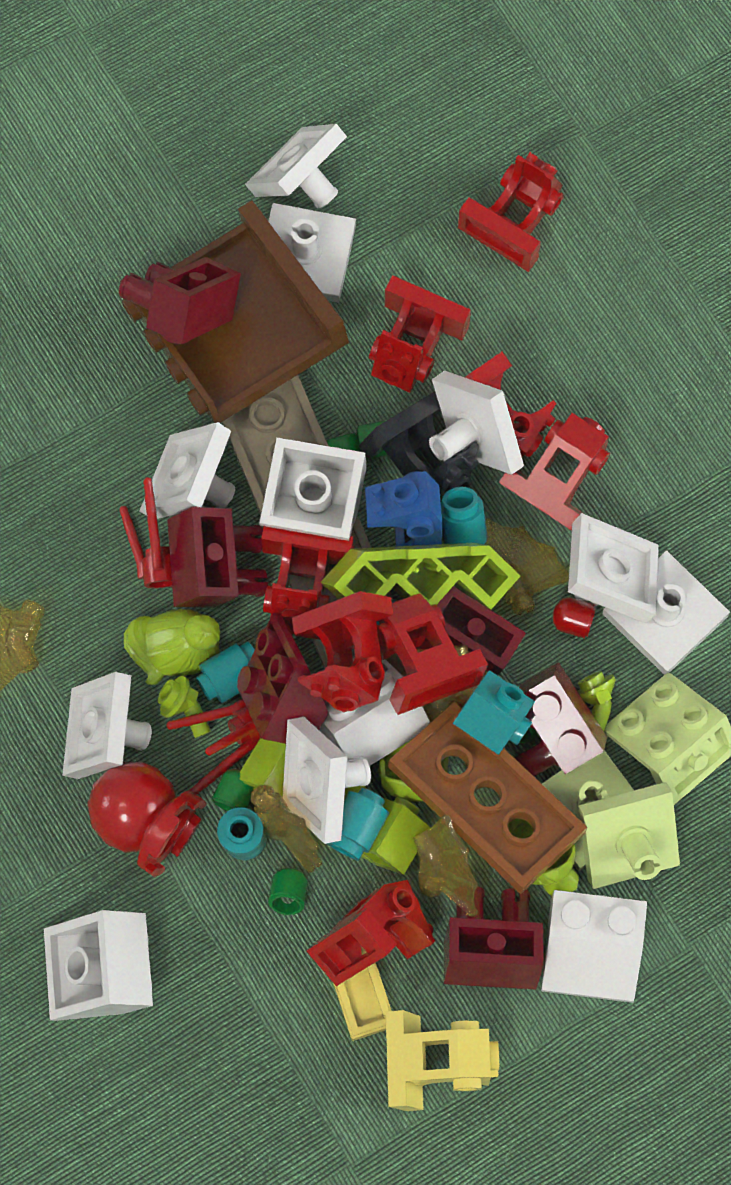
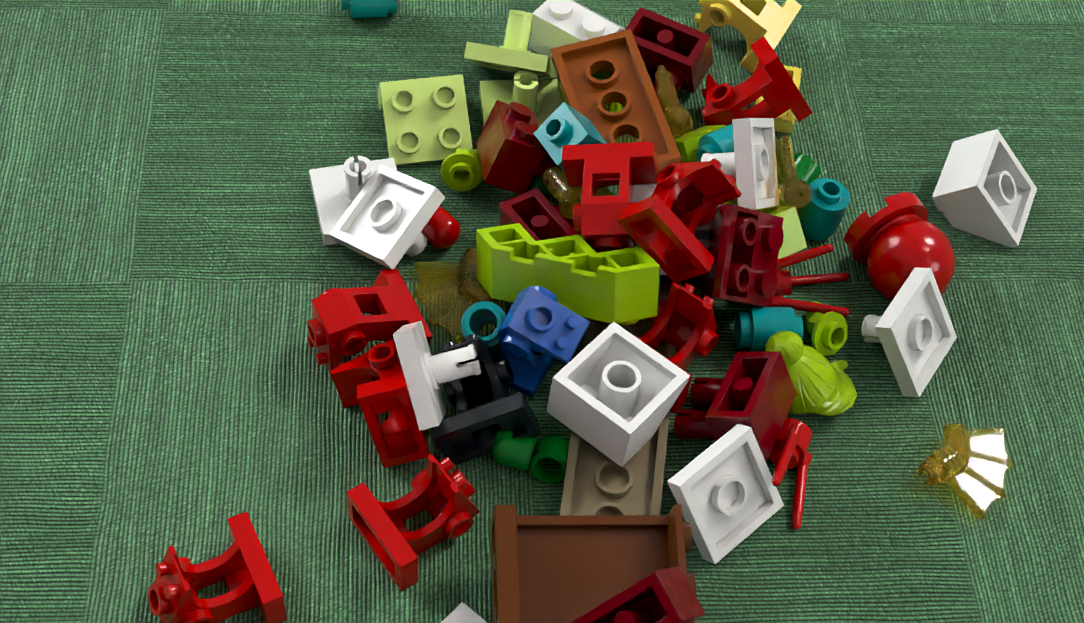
camera: 155 degrees left, 20 degrees down
(232, 791) = (815, 238): green piece -> none

